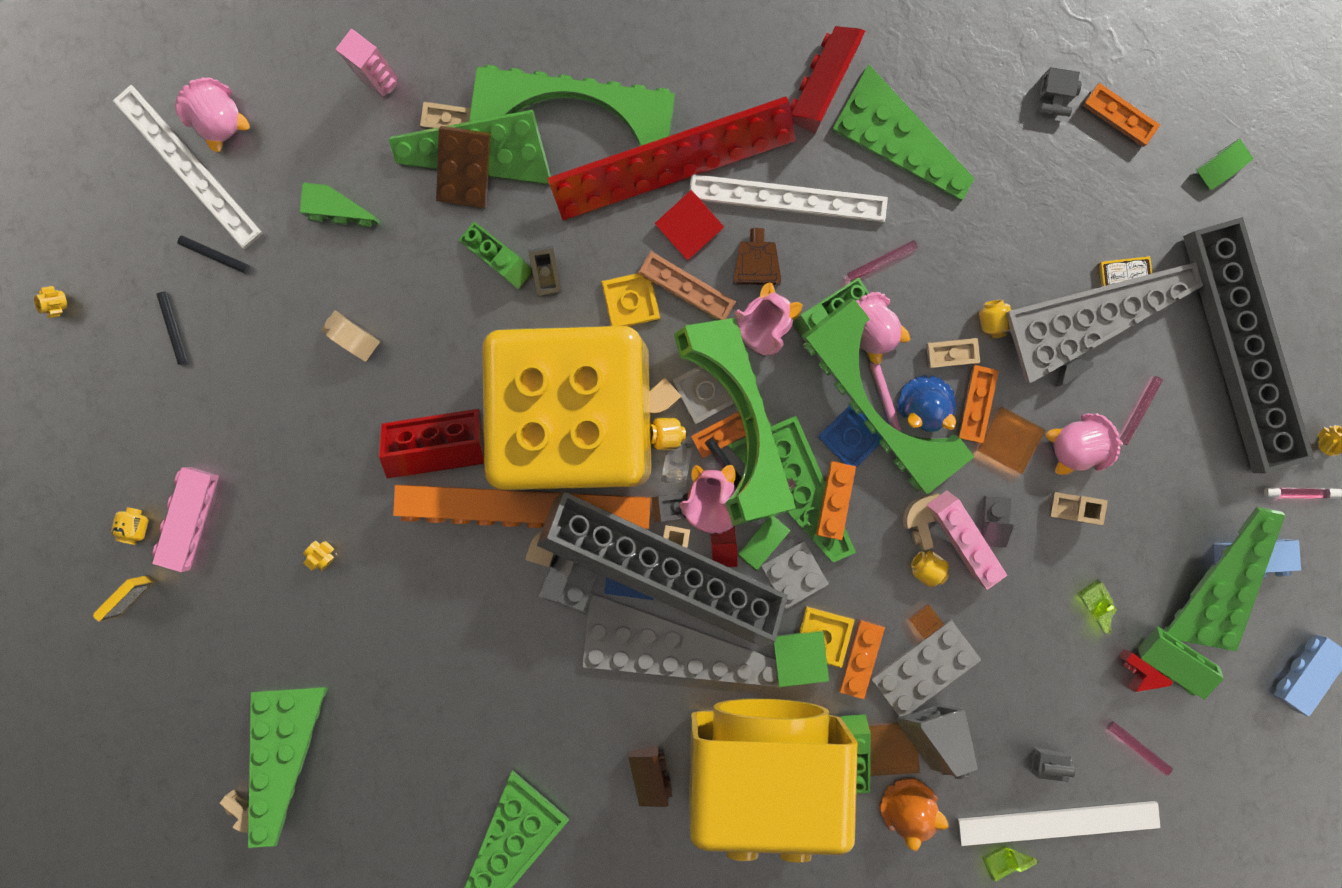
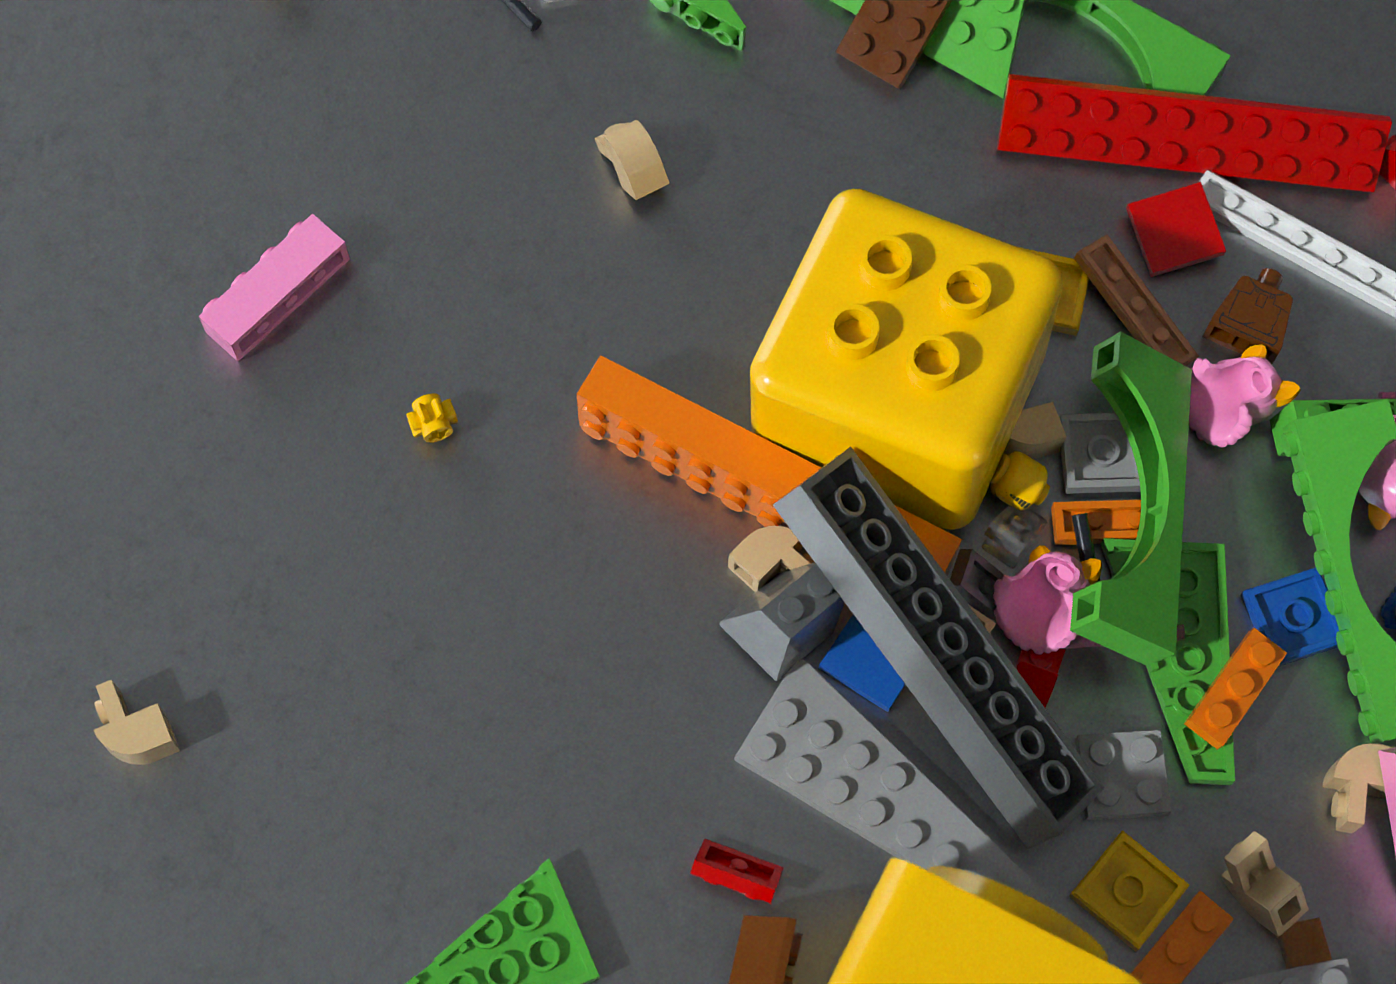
camera: 20 degrees right, 20 degrees down
(123, 598) = (132, 342): yellow tile -> none
(129, 526) = (194, 260): yellow head -> none
(172, 328) = (395, 51): black bar -> none
(278, 746) = (220, 657): bright green wing -> none
(431, 443) = (673, 347): red slope -> none
(496, 255) = (887, 151): bright green slope -> none
(545, 270) = (948, 186): dark grey slope -> none
(613, 730) = (737, 871): none -> red plate
(763, 543) = (1095, 702): bright green slope -> none
(801, 658) = (1086, 892): bright green tile -> none
(884, 396) = (1369, 567): bright pink bar -> none
(894, 605) = (1262, 887): none -> tan brick
(930, 568) = (1343, 860): yellow head -> none

